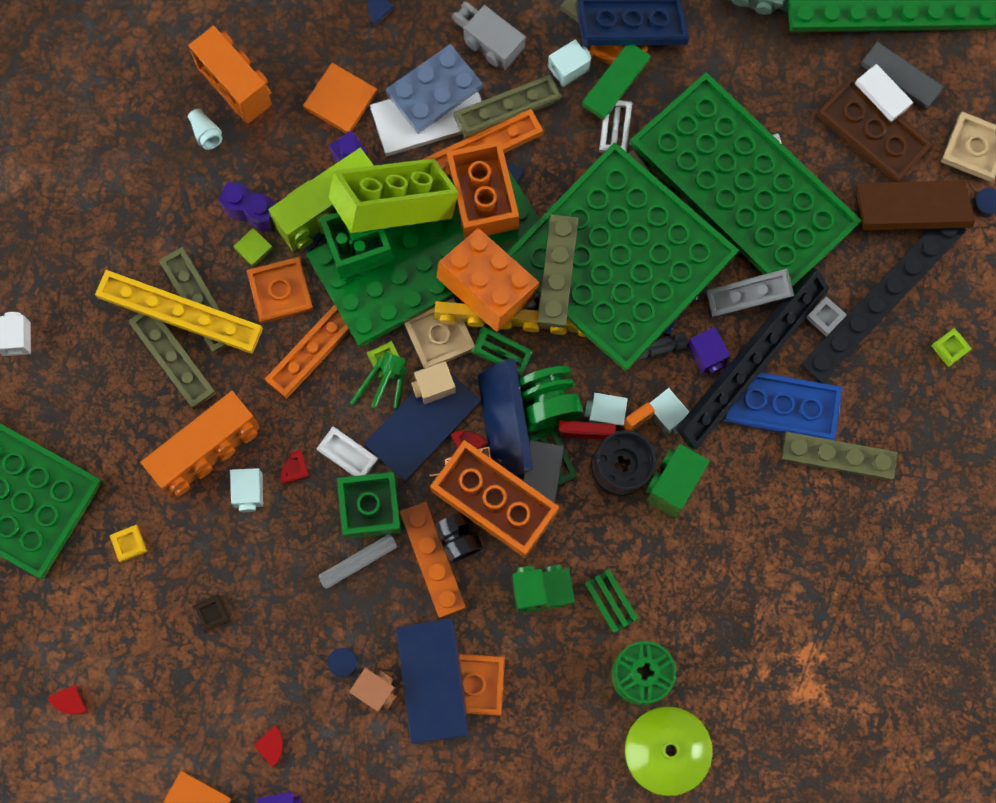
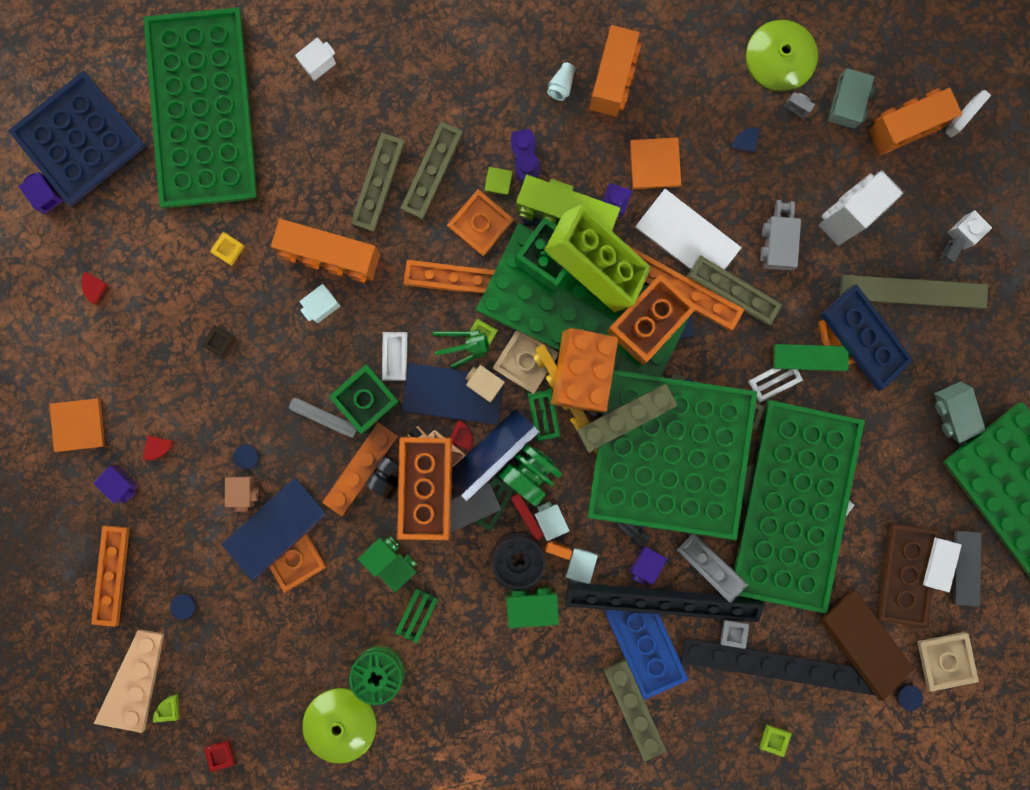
camera: 55 degrees right, 10 degrees up
(179, 311) = (411, 164): yellow plate -> none
(294, 468) = (359, 326): red tile -> none
(434, 88) = (710, 227): sand blue plate -> none
(569, 62) = (801, 313): light aqua brick -> none

